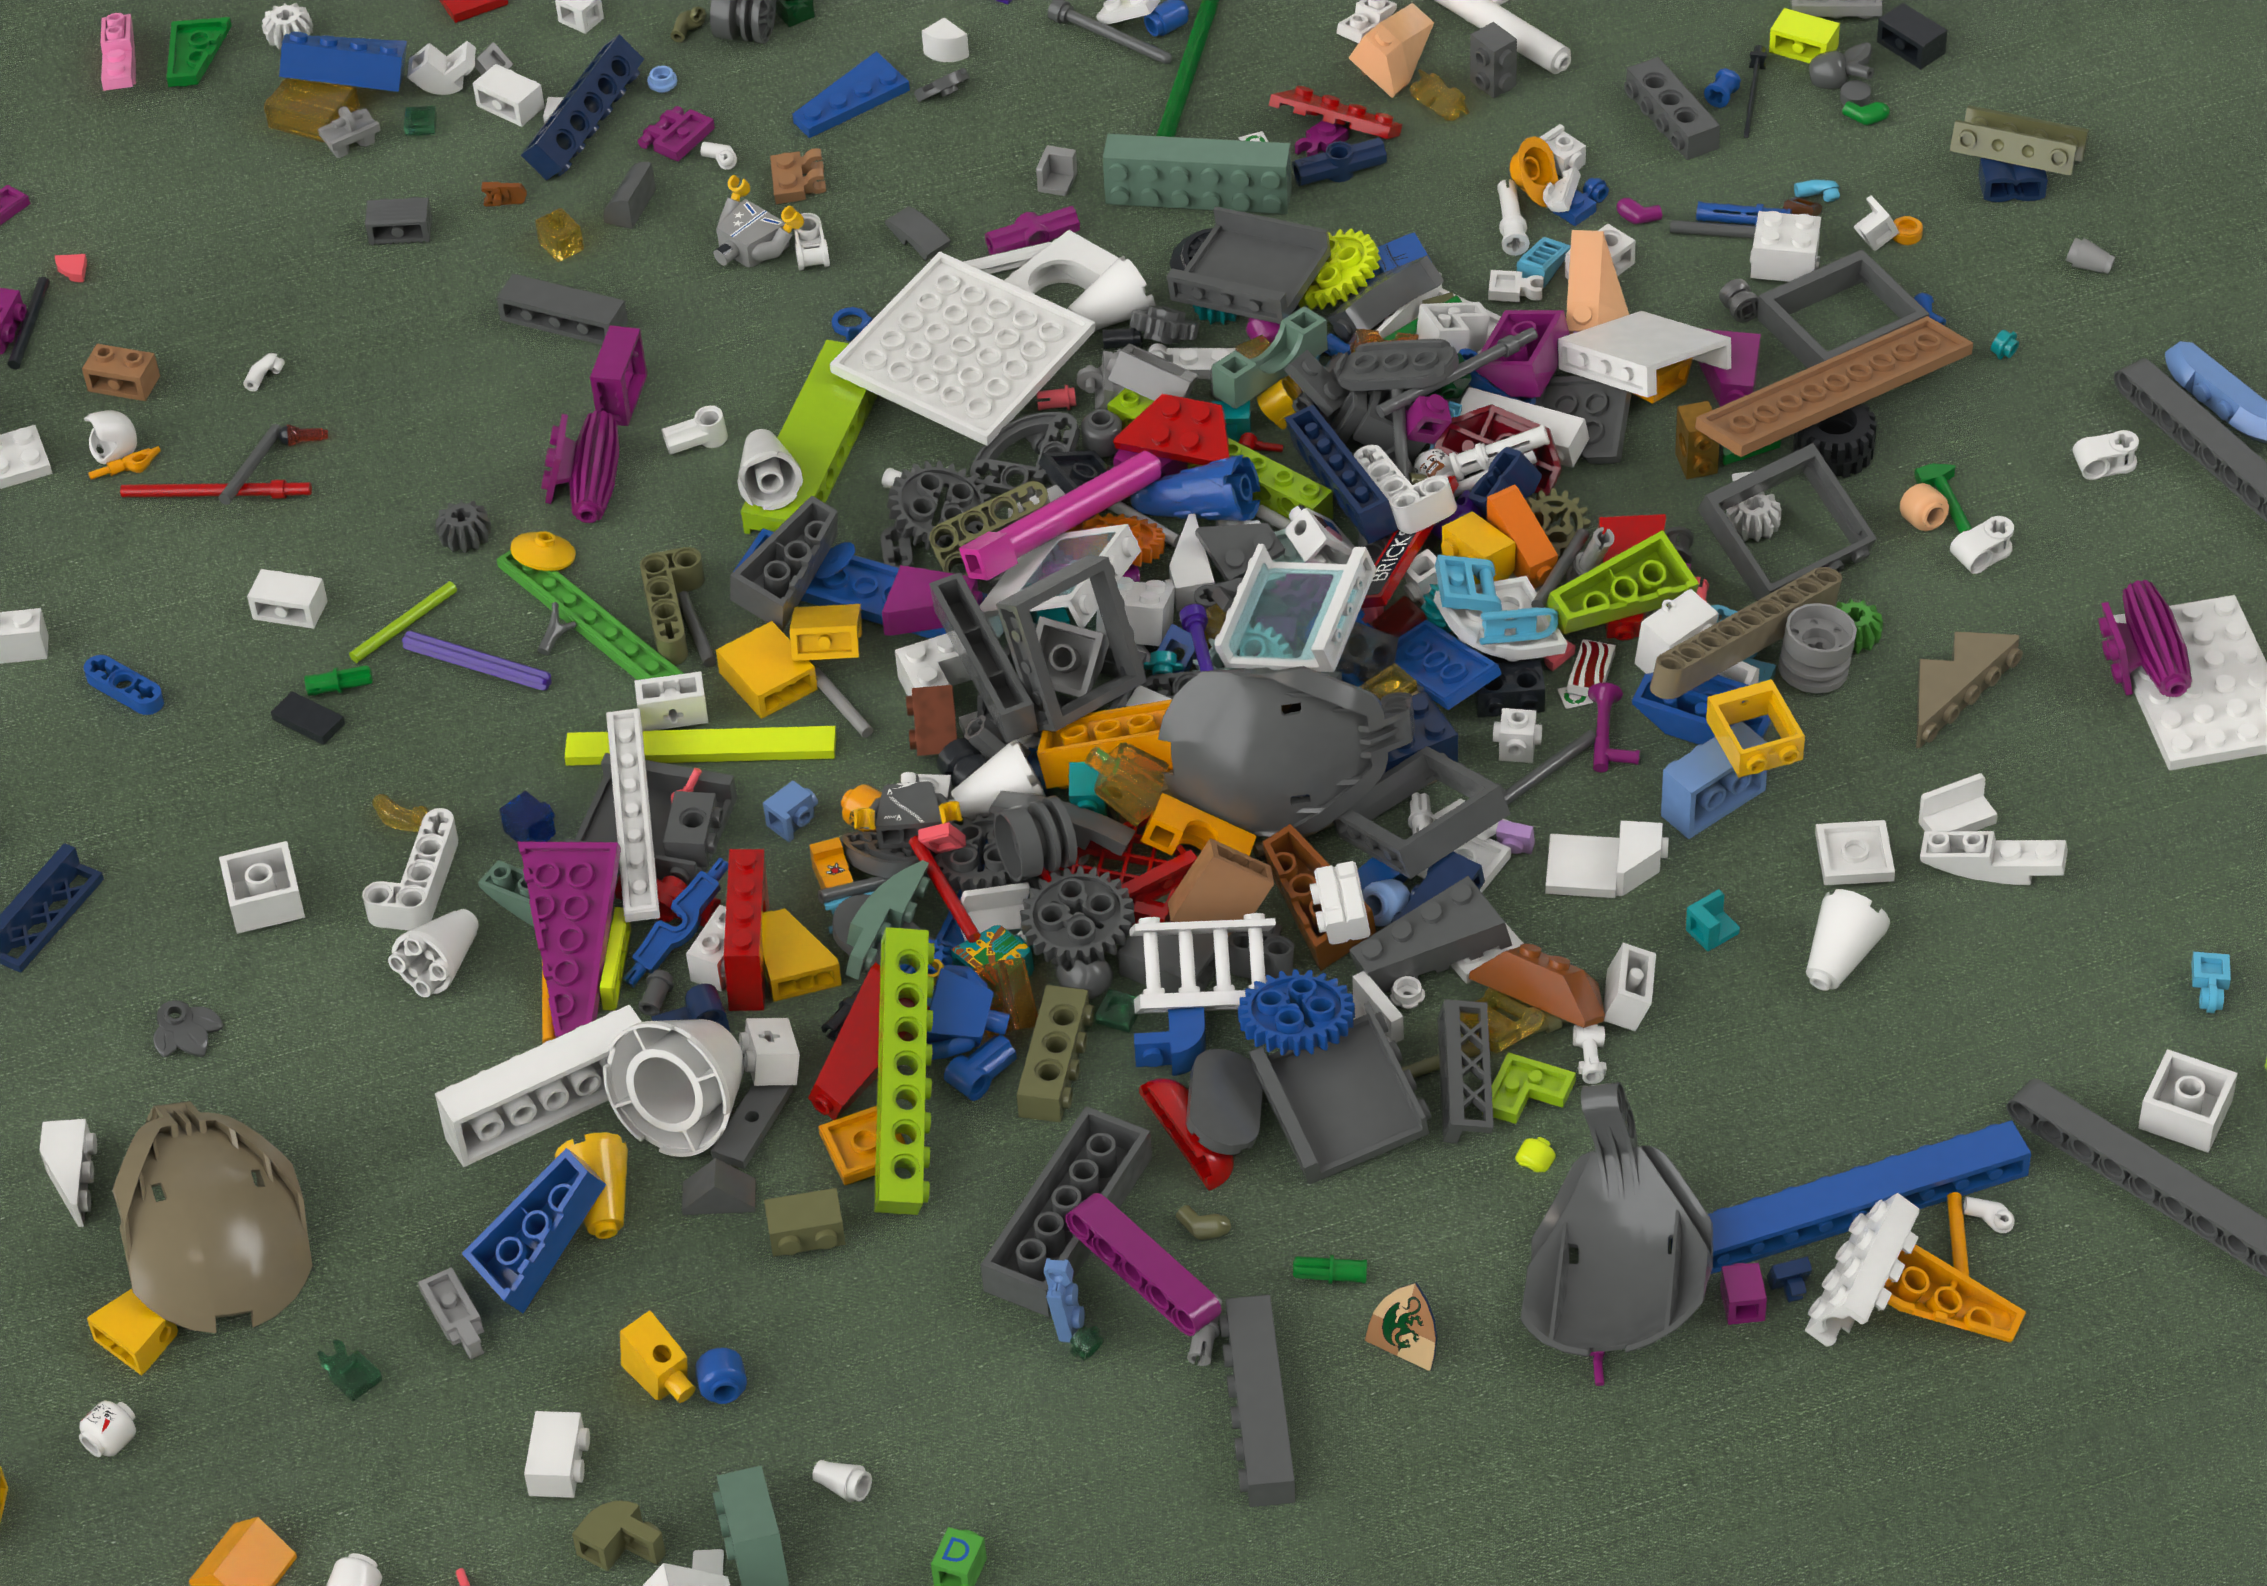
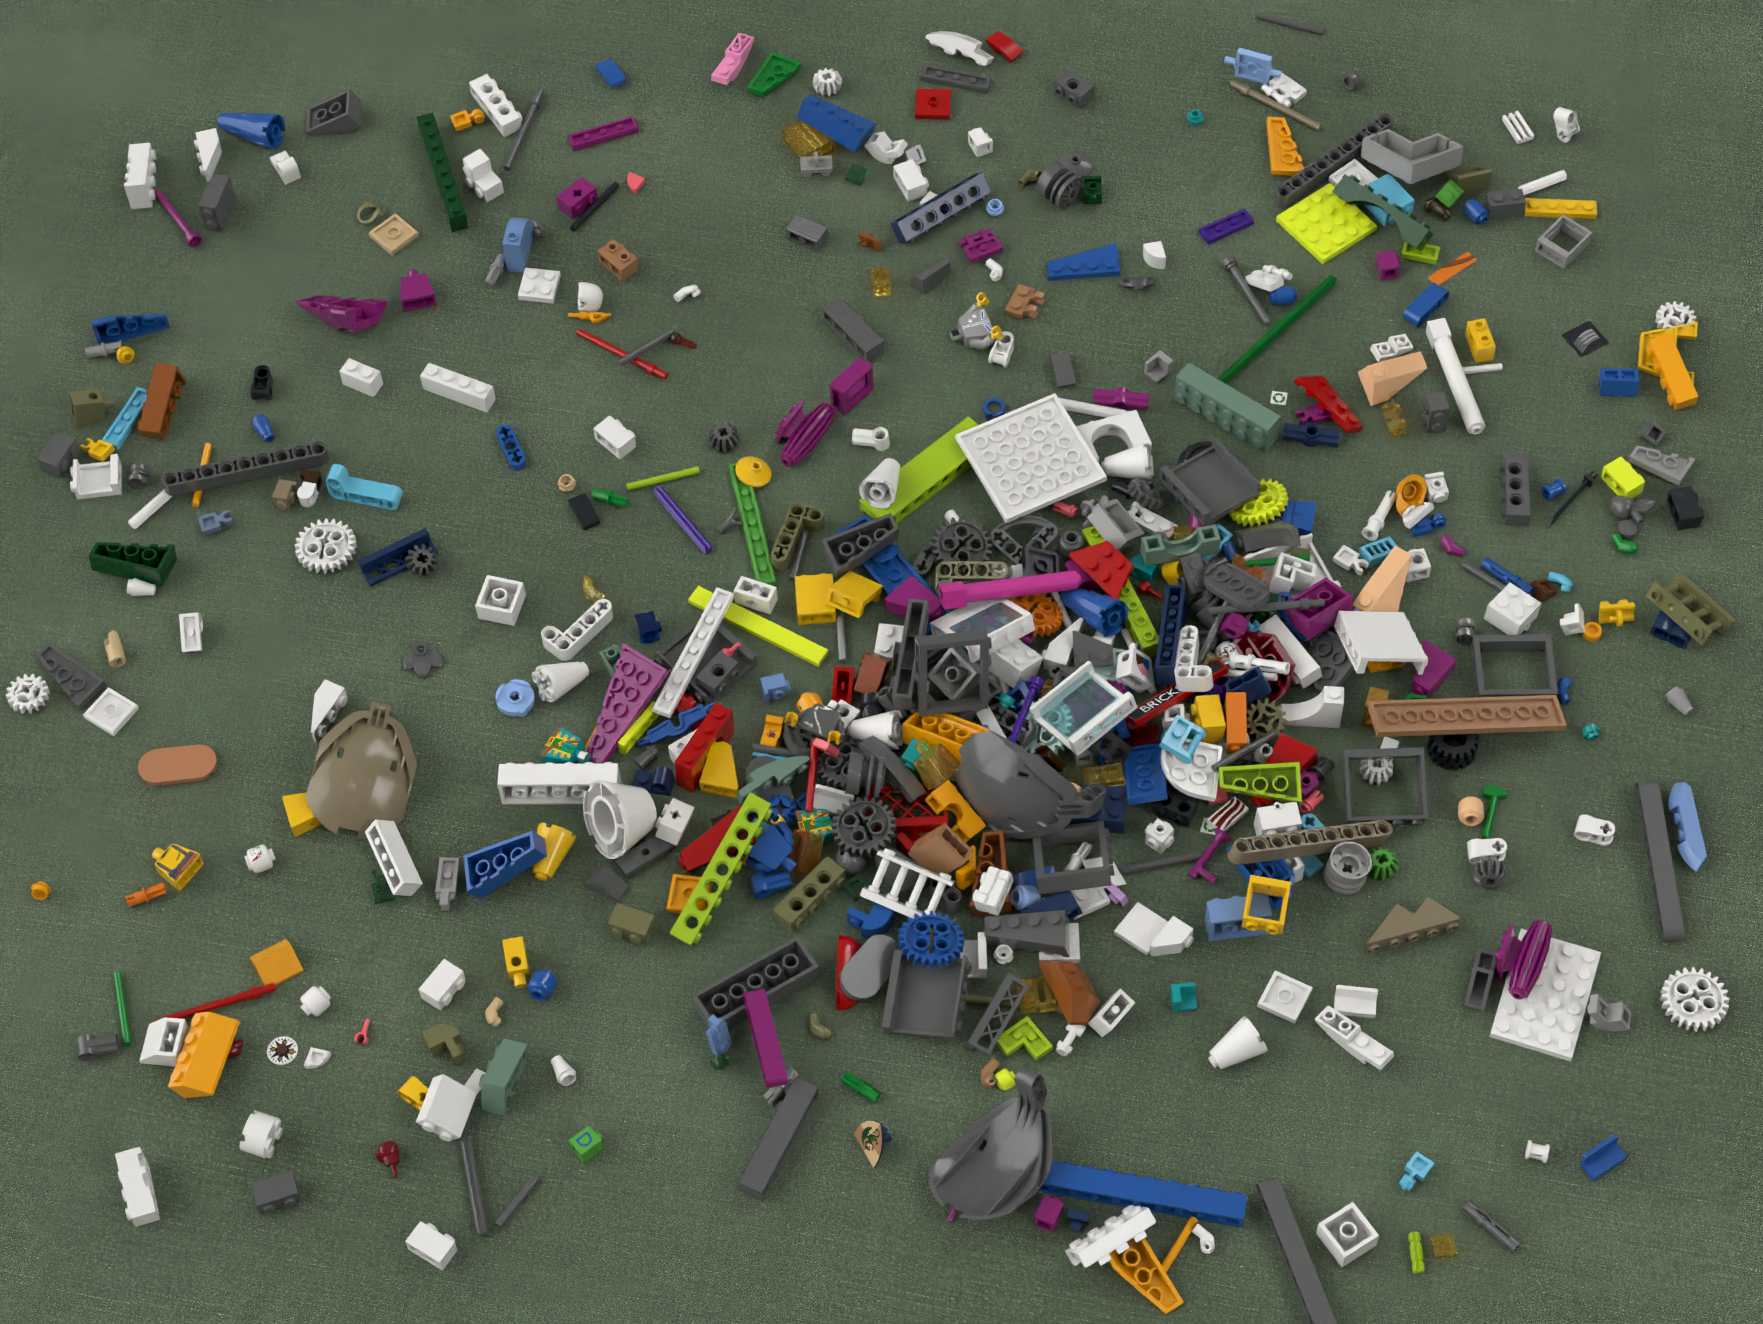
camera: 30 degrees right, 10 degrees up
(87, 892) = (424, 554): none -> dark grey gear
(251, 691) = (566, 479): none -> tan plate
(341, 1316) = (393, 857): none -> white brick
(374, 1027) = (519, 707): none -> light blue plate
(515, 1032) = (564, 748): none -> torso
(664, 1458) = (491, 1012): none -> tan arm
(893, 752) = (843, 684): none -> red slope
(1278, 906) = (966, 874): none -> light orange slope
(1505, 1160) = (987, 1075): none -> medium nougat arm
(1523, 620) = (1197, 776): medium azure piece -> none
(1626, 476) = (1320, 711): none -> white arch
(1925, 191) = (1616, 613): none -> yellow hips
(2014, 565) = (1490, 873): none -> dark grey gear
(2103, 700) = (1480, 979): none -> dark grey slope

